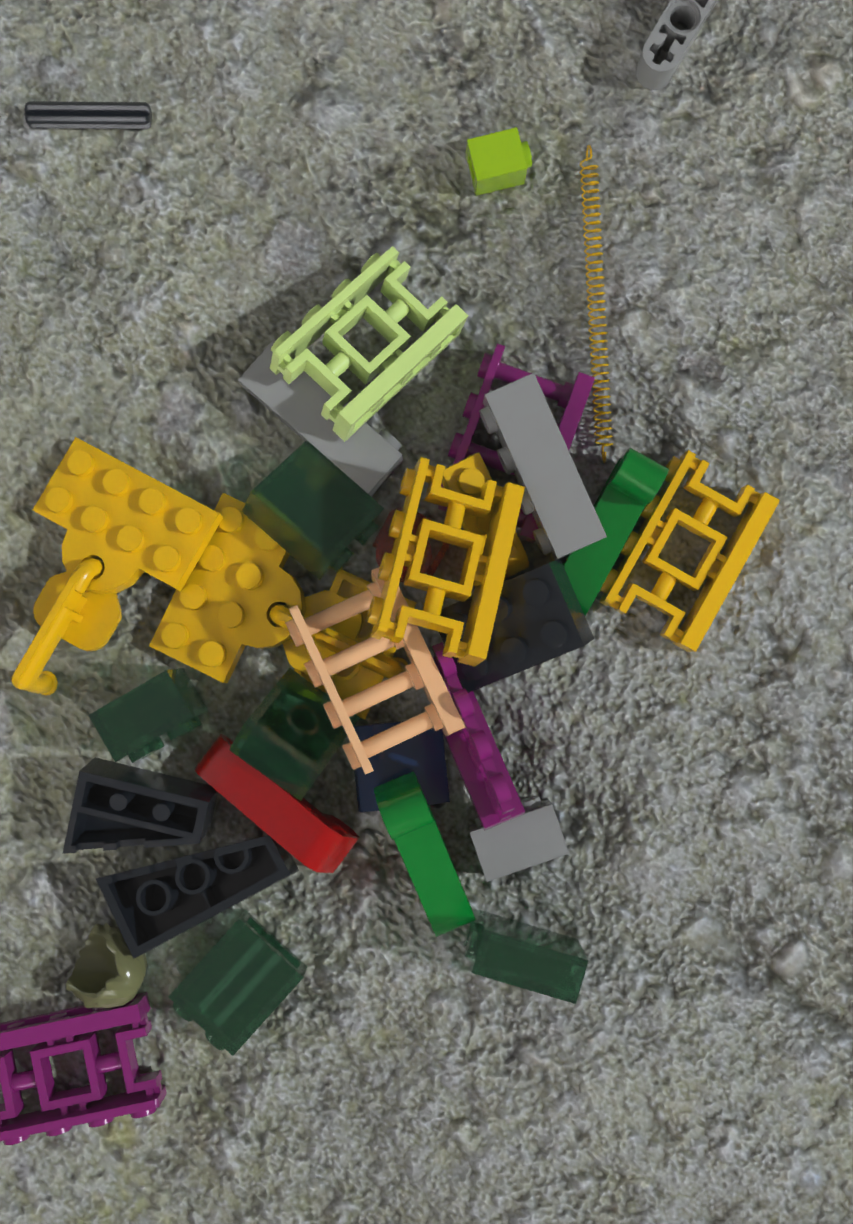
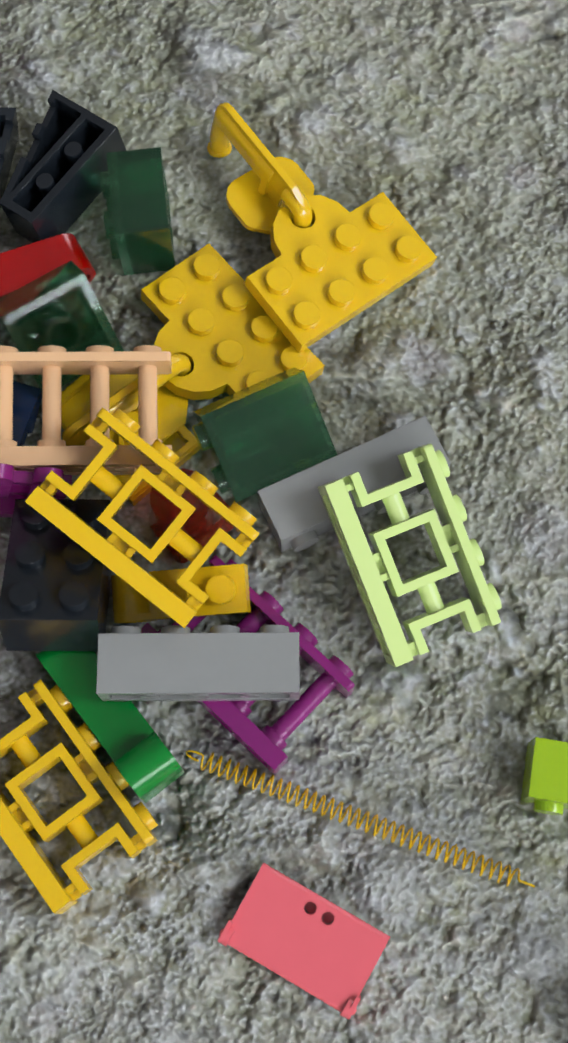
camera: 115 degrees right, 15 degrees down
(713, 305) = (299, 946): none -> coral door

